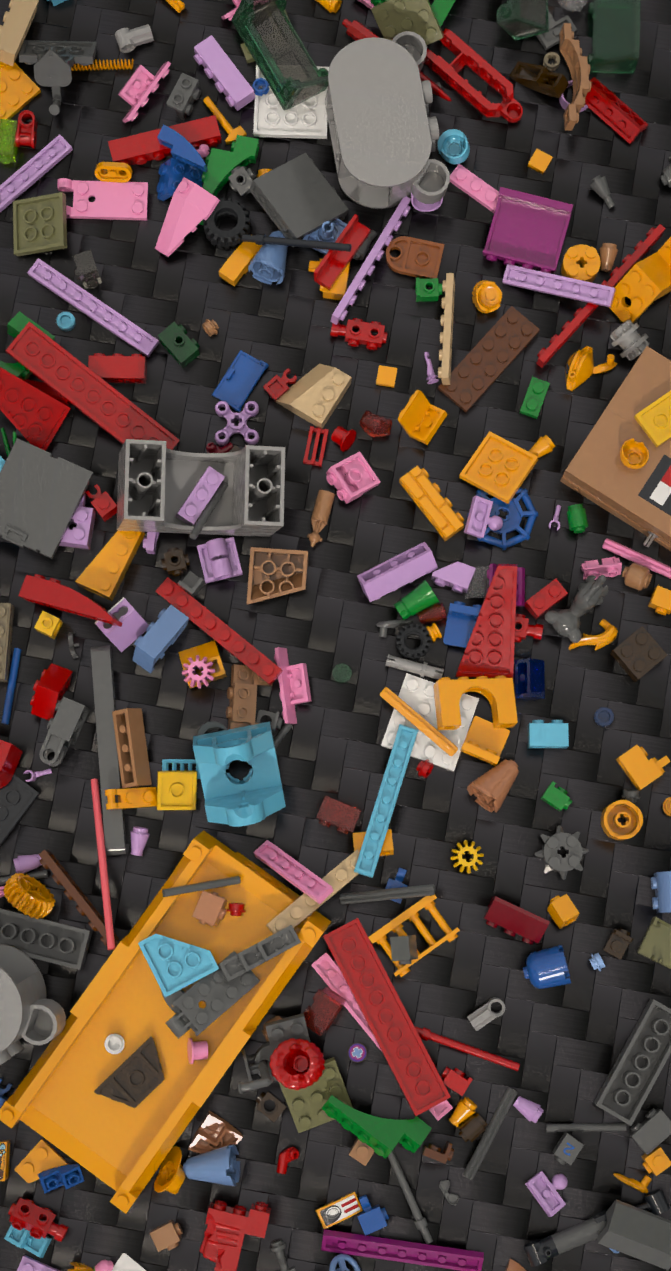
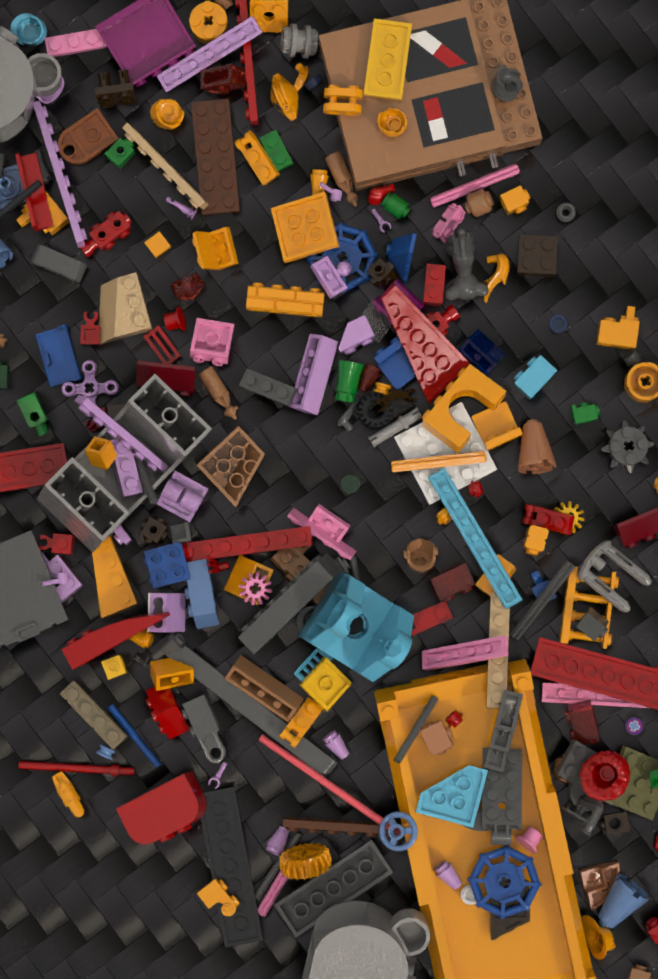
camera: 45 degrees left, 5 degrees up
(77, 525) = (62, 578): none -> lavender hand
(80, 669) = (170, 674): none -> light orange slope
(88, 627) = (143, 639): none -> light orange cone
(104, 650) = (172, 643): none -> dark grey cone
(105, 940) = (394, 838): none -> medium blue piece
(114, 1012) = (447, 874): none -> lavender cone
(148, 1072) = (509, 871): none -> blue plate
(157, 593) = (166, 565): none -> blue bracket
(181, 390) = (30, 404): none -> green torso
(190, 627) = (215, 565): none -> red piece
(193, 466) = (101, 453): none -> light orange brick
(211, 706) = (289, 602): none -> dark grey brick
(218, 459) = (115, 429): none -> lavender plate
(296, 823) = (431, 617): none -> red plate
(299, 471) = (177, 377): none -> dark red slope
(306, 319) = (58, 263): none -> dark grey beam
(336, 772) = (420, 555): none -> medium nougat cap
(356, 548) = (268, 387): none -> dark grey plate
(381, 763) = (443, 517): none -> light orange plate
(426, 641) = (385, 401): none -> dark brown piece
(427, 846) = (535, 540): none -> light orange brick
(452, 843) = (548, 519): none -> red plate
(454, 905) = (598, 563): none -> light grey piece
(462, 244) = (110, 95): none -> dark brown plate
(516, 388) = (257, 158): none -> light orange plate
(517, 552) = (382, 274): none -> dark brown brick
(544, 468) = (335, 193): none -> lavender hand
(545, 554) = (400, 254): none -> blue wedge
(549, 310) = (223, 79): none -> clear red brick
(561, 460) = (342, 176): none -> medium nougat wheel
(573, 497) = (379, 193): none -> red animal
(609, 378) = (314, 82): none -> dark blue tile
(626, 406) = (336, 93): none -> light orange brick

